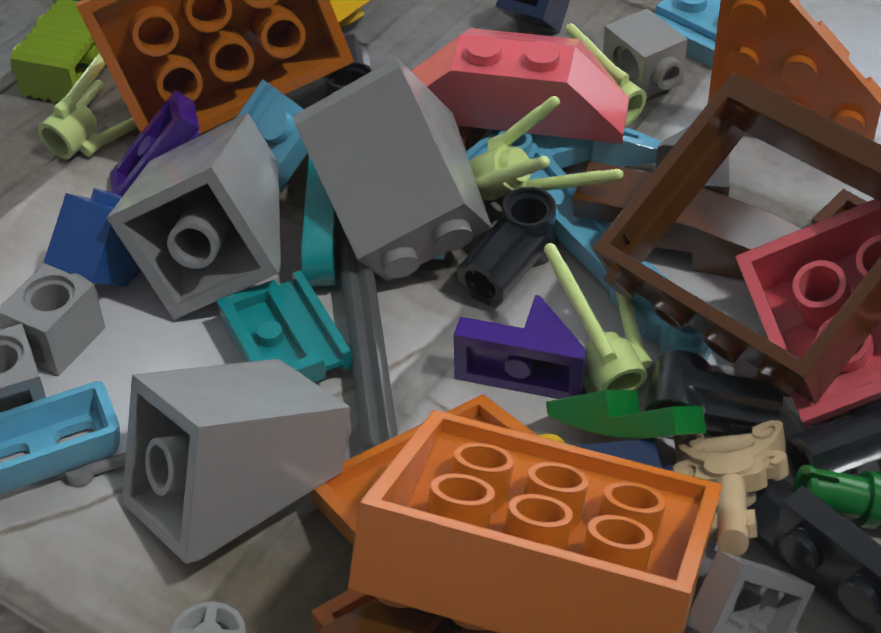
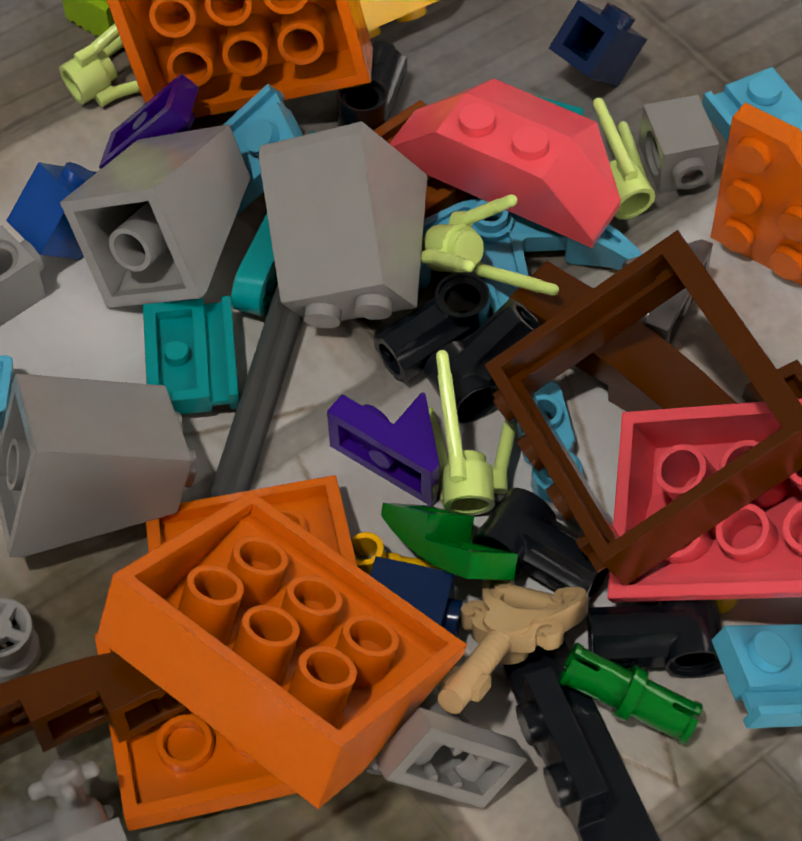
camera: 20 degrees right, 10 degrees up
(574, 241) = (468, 358): none -> black piece

